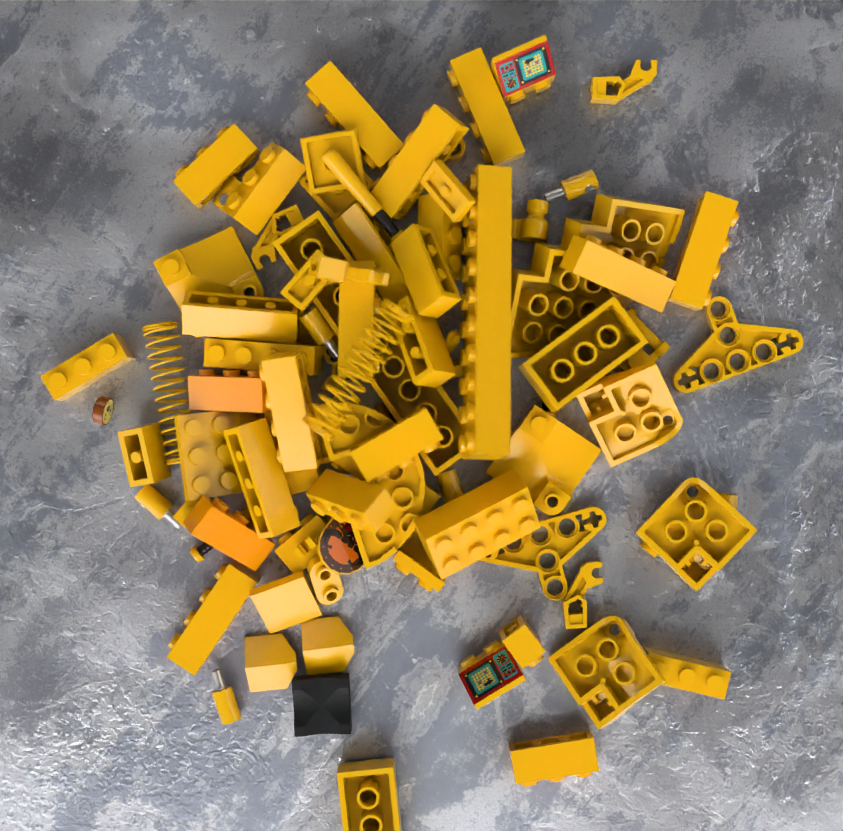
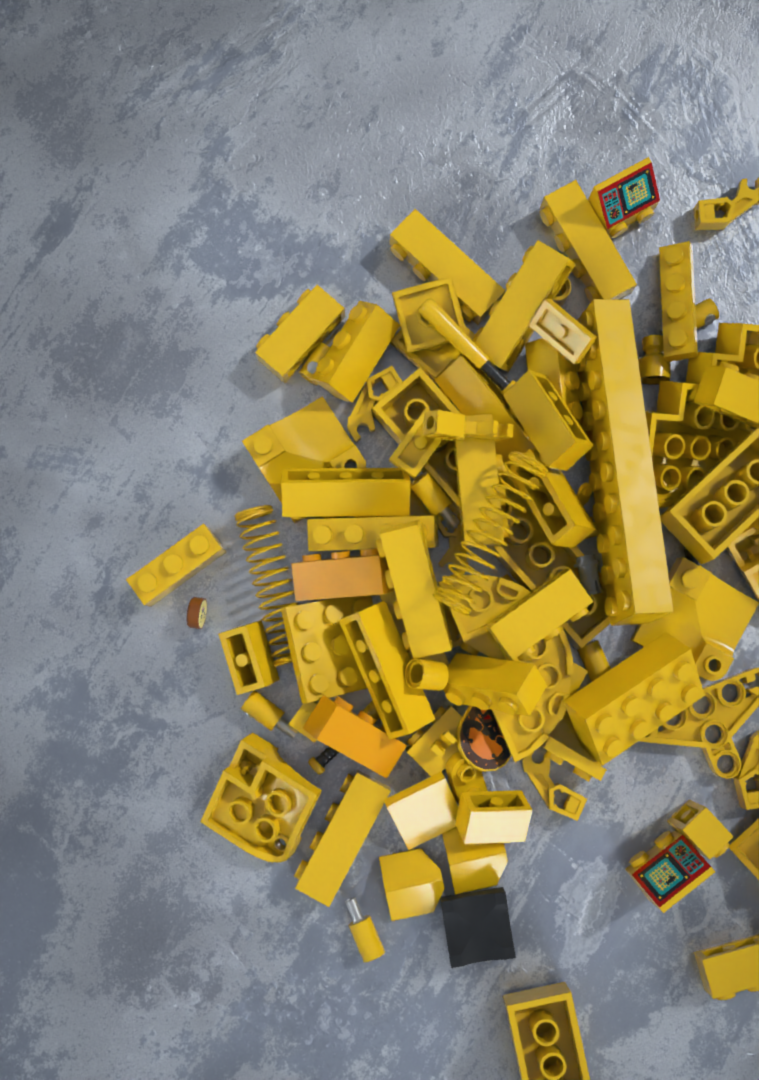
camera: 10 degrees left, 5 degrees down
(143, 580) = (261, 802): none -> yellow slope
(294, 486) = (426, 674): none -> yellow beam
(344, 613) = (493, 817): none -> brick
(391, 584) = (542, 782): none -> yellow piece
(447, 412) = (589, 574): none -> dark grey pin
(561, 170) = (678, 302): none -> yellow plate

